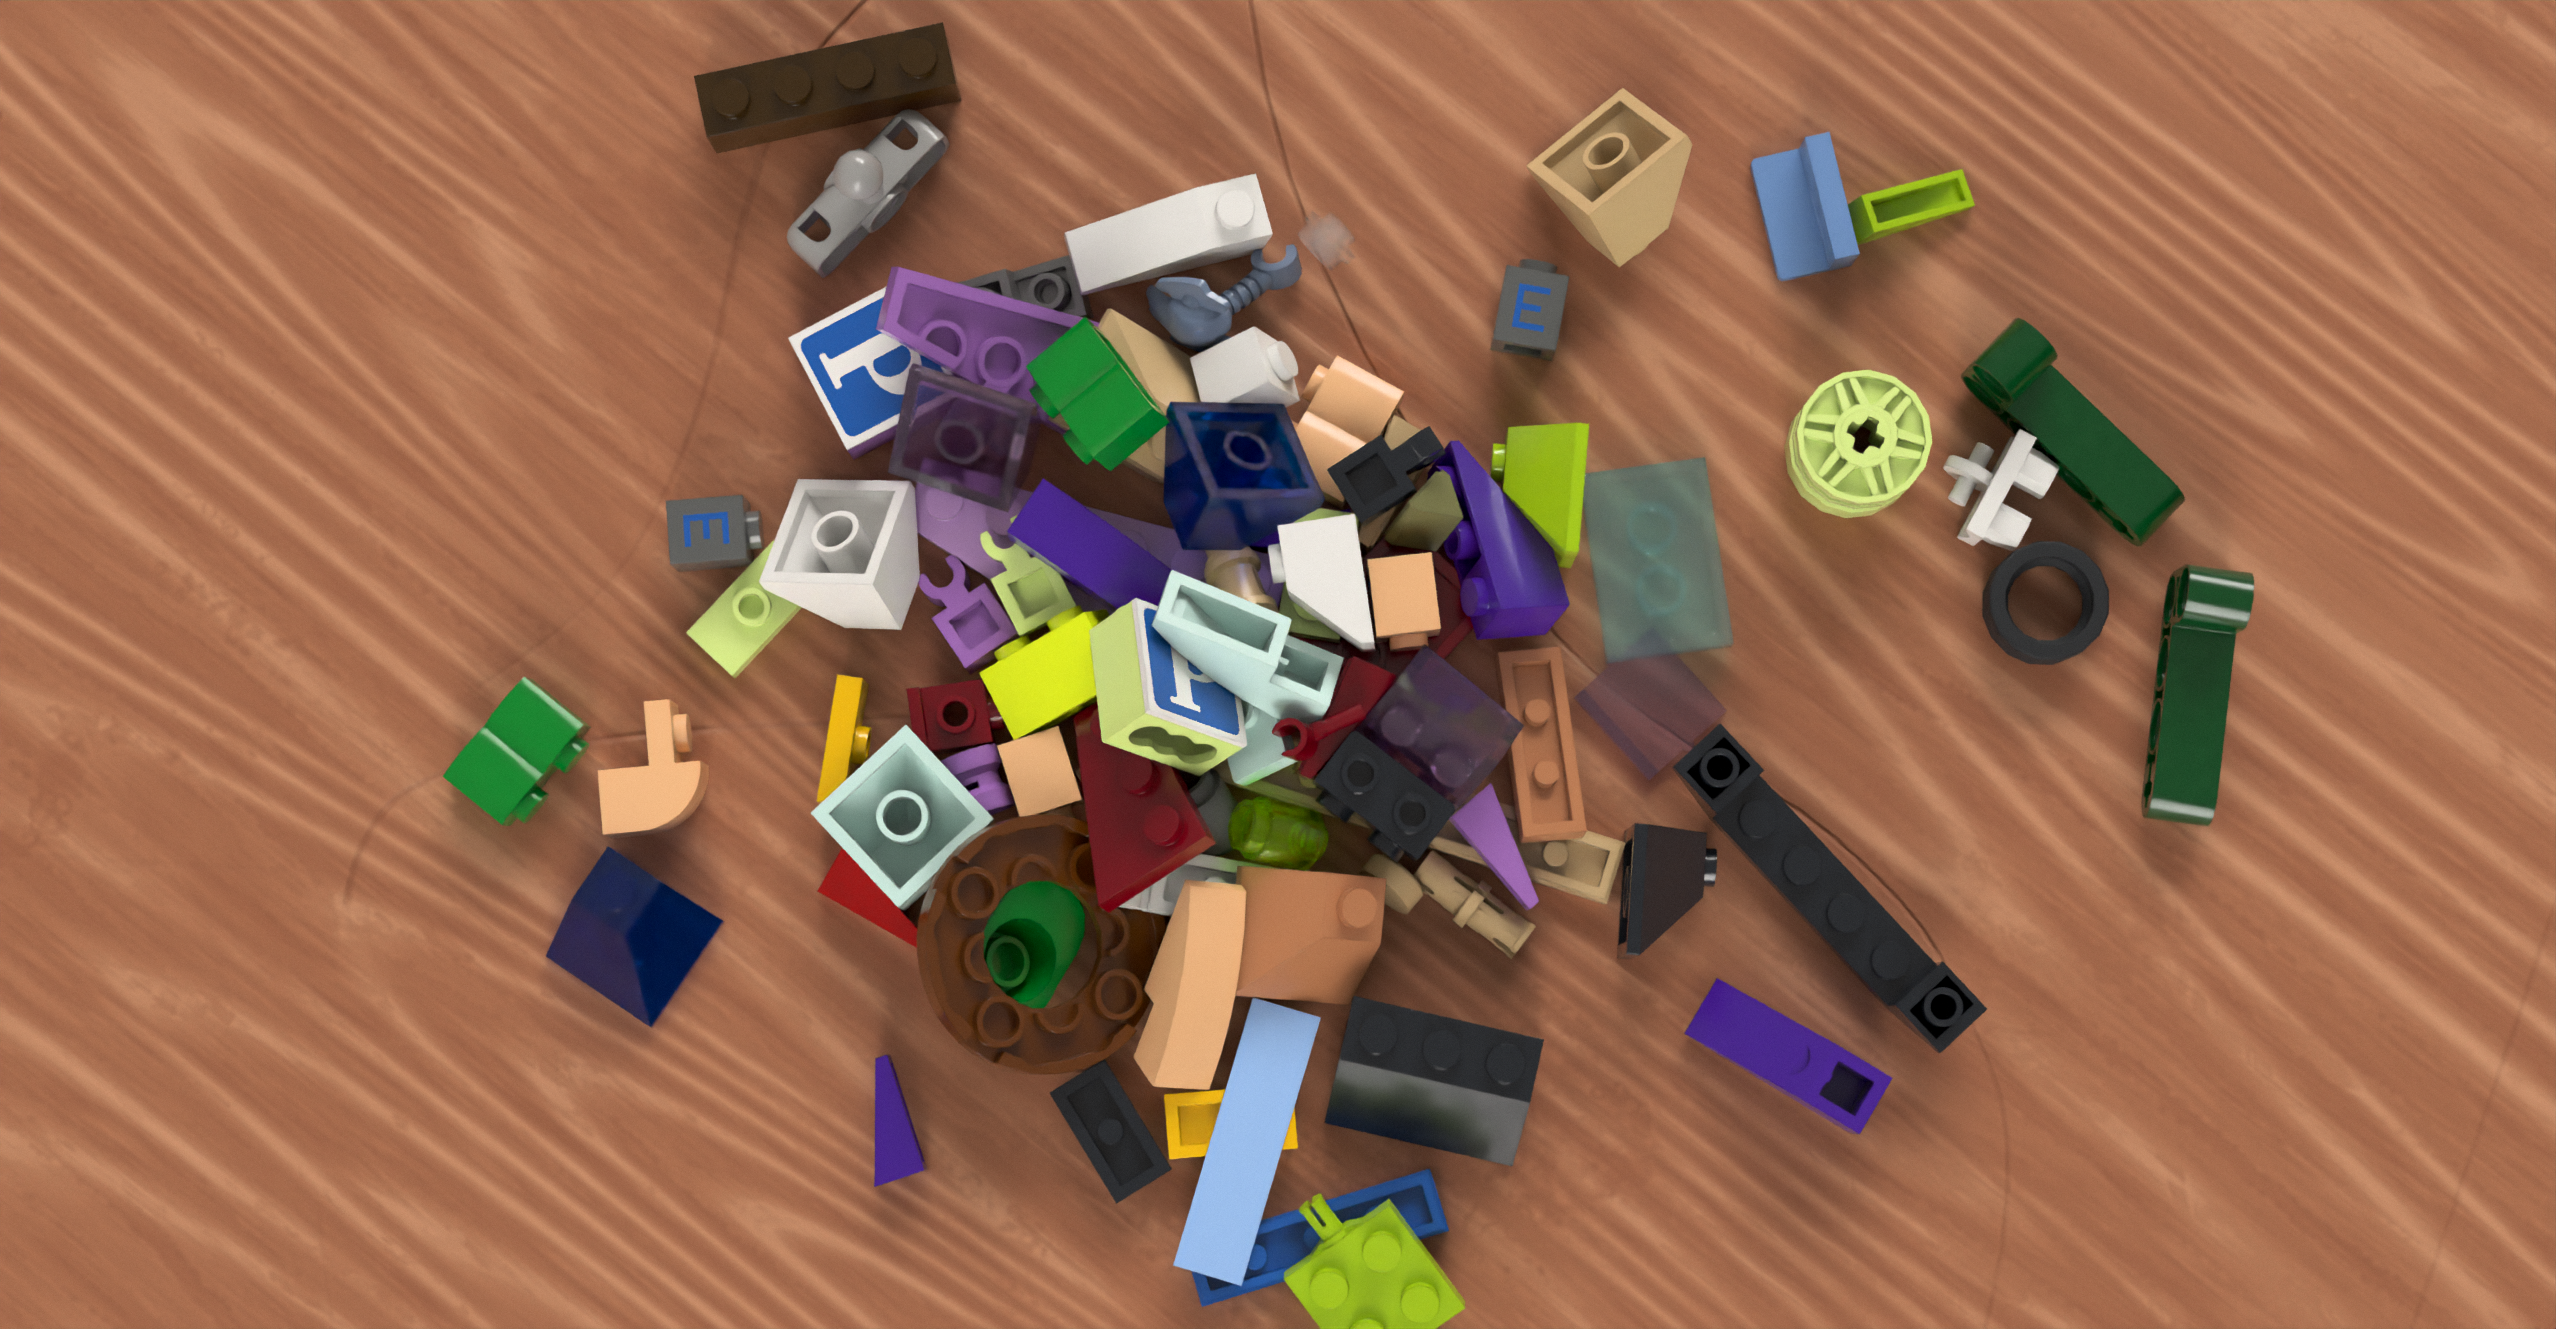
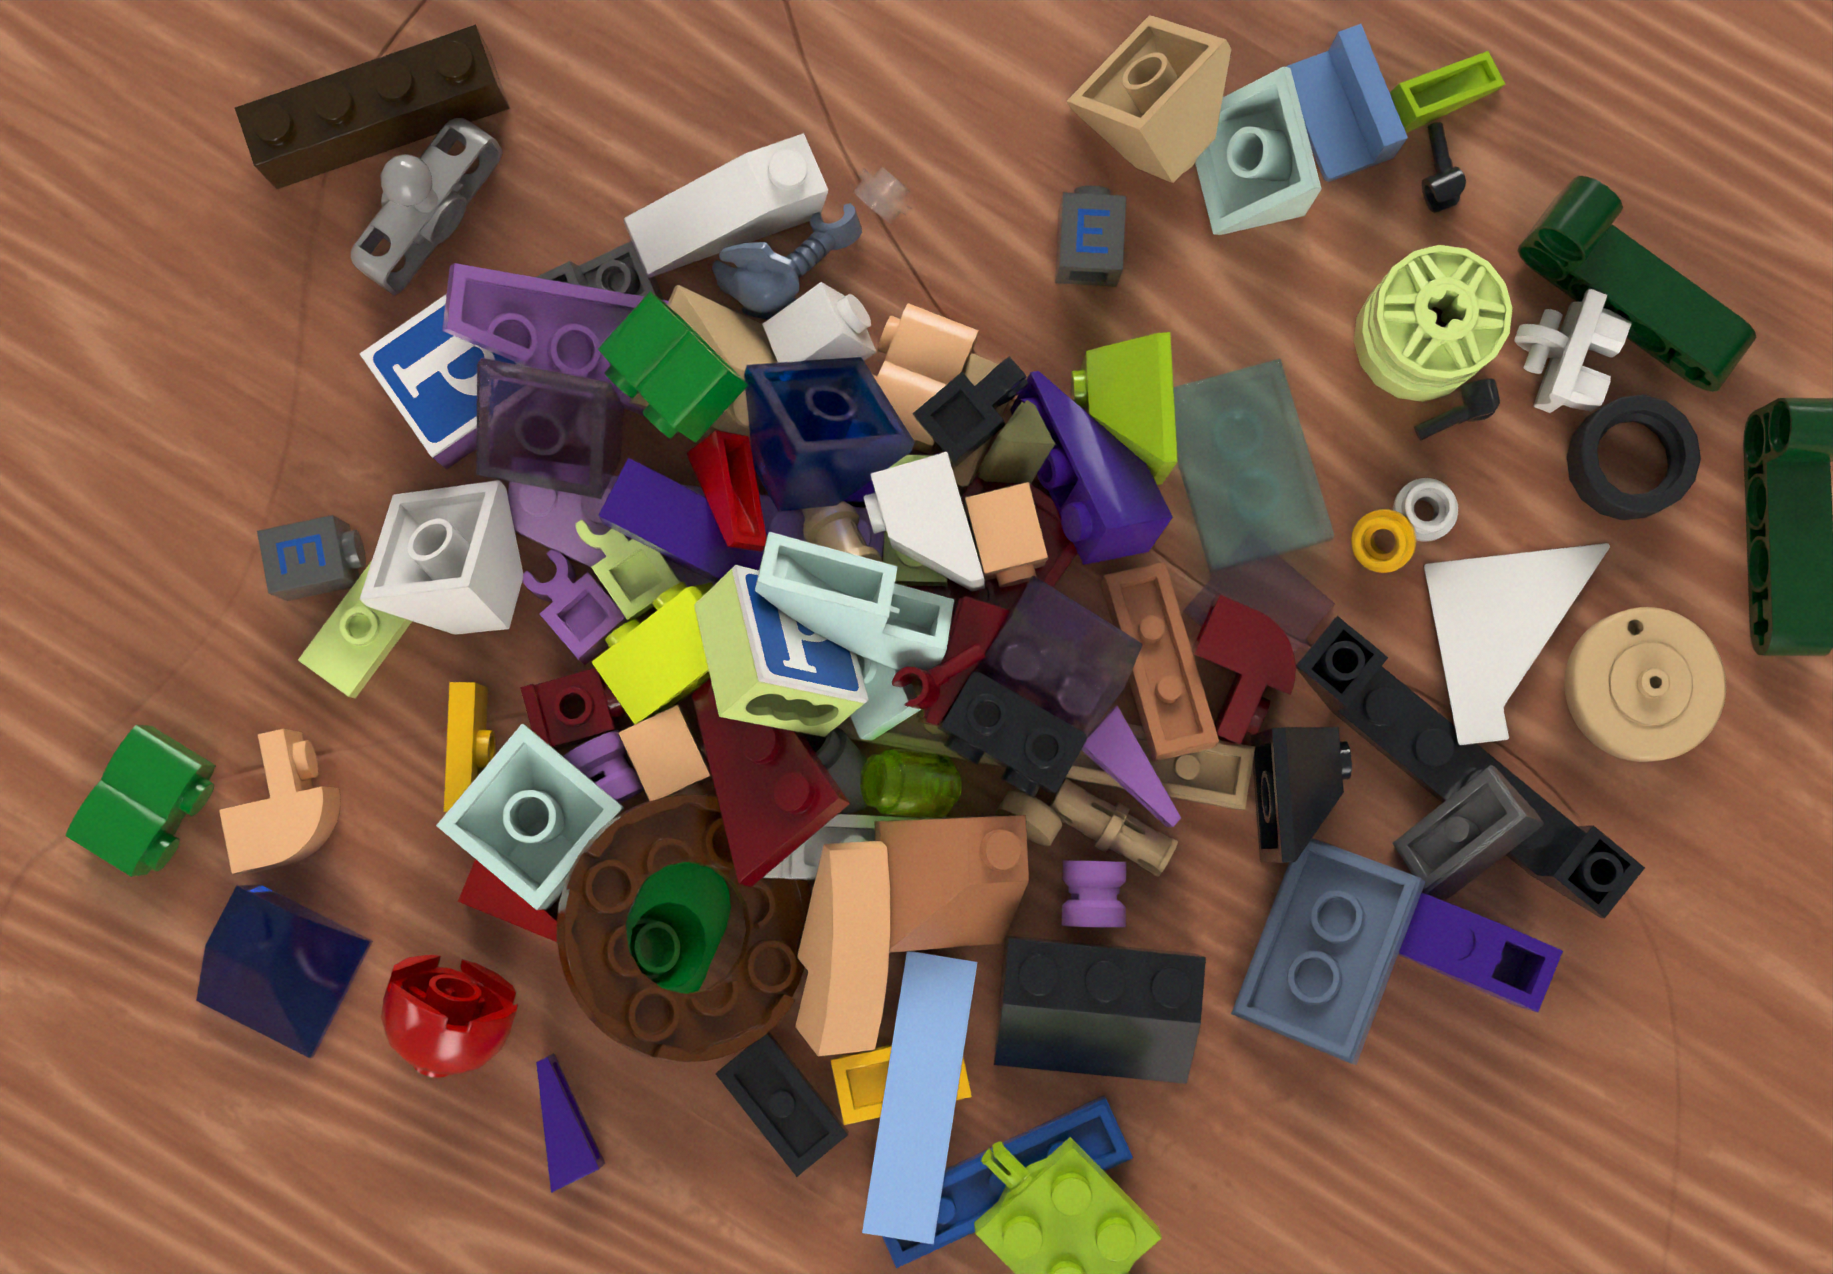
camera: 10 degrees left, 0 degrees up
(794, 1004) = (446, 1017): none -> red cylinder
(1138, 517) = (730, 485): none -> red piece
(1445, 965) = (1094, 893): none -> medium lavender wheel
(1633, 743) = (1253, 648): none -> dark red brick
(1669, 1049) = (1328, 949): none -> sand blue tile
(1708, 253) = (1260, 159): none -> light aqua slope
(1766, 660) = (1369, 554): none -> yellow plate
(1822, 956) = (1467, 834): none -> flat silver slope
(1844, 614) = (1442, 501): none -> white plate
(1884, 749) = (1495, 622): none -> white sticker
(1896, 304) = (1446, 186): none -> black hand
(1900, 528) = (1479, 402): none -> black hand
(2022, 831) = (1645, 684): none -> tan wheel

